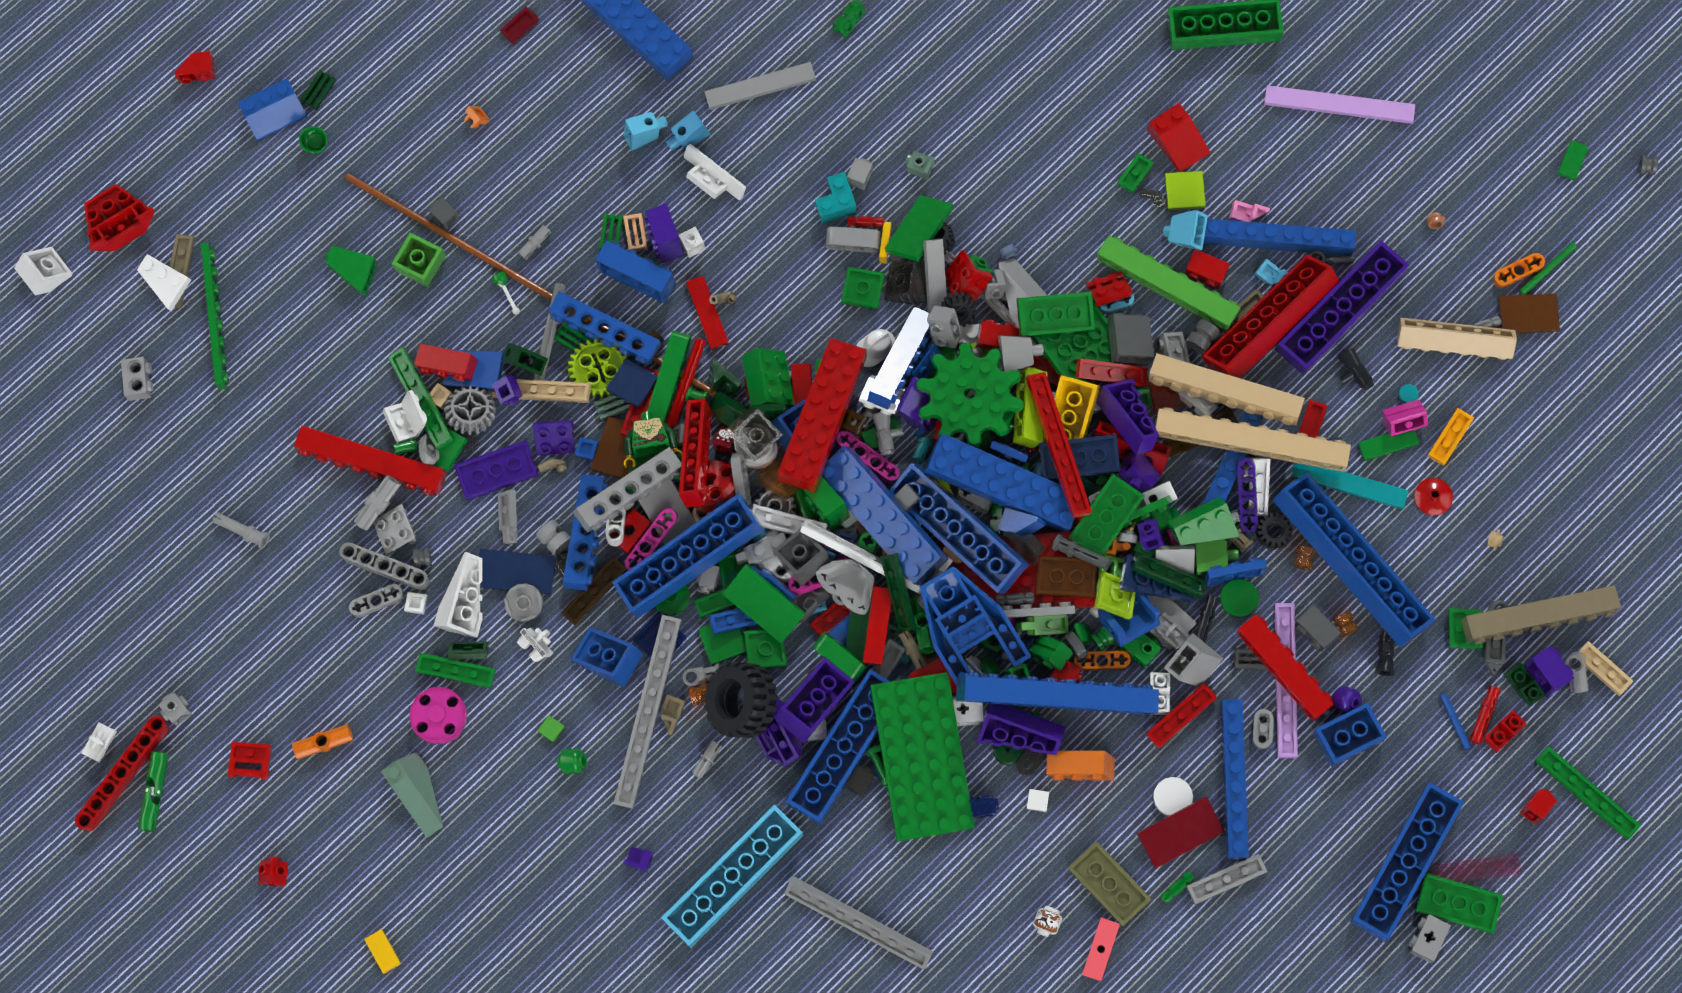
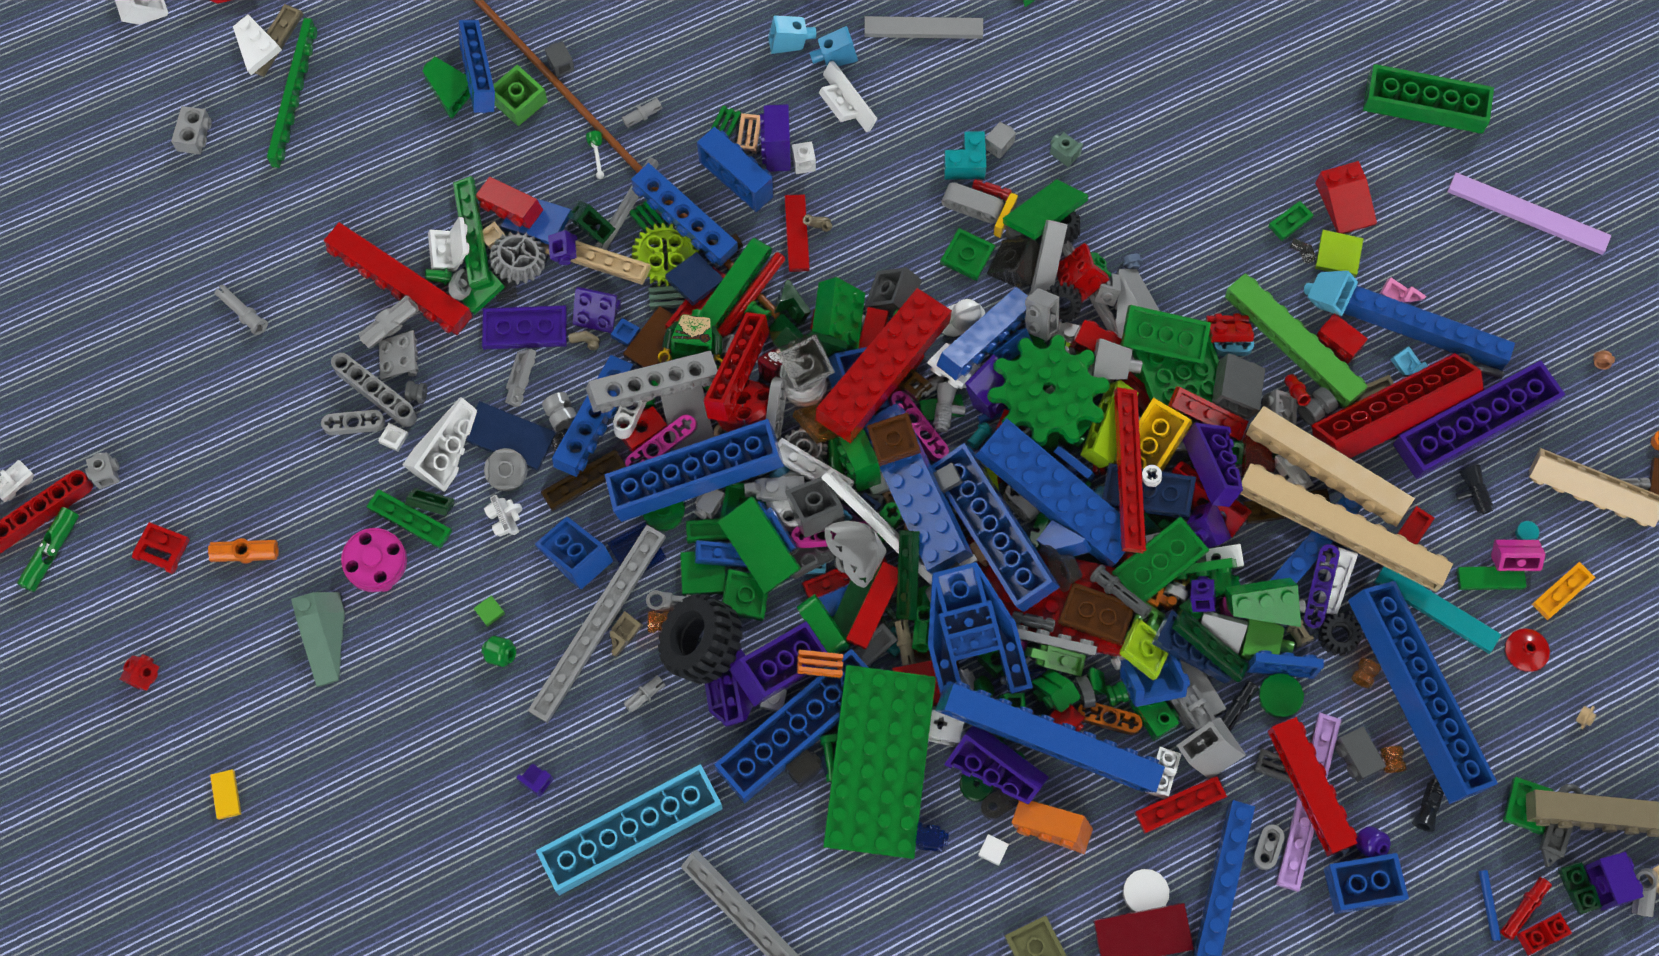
camera: 10 degrees right, 5 degrees down
(374, 245) = (476, 66): none -> blue brick
(807, 341) = (892, 289): none -> dark grey slope
(851, 478) = (893, 439): none -> reddish brown tile
(861, 680) = (820, 656): none -> orange tile
(1084, 442) = (1149, 469): none -> white bush
(1181, 327) = (1297, 390): none -> red pin

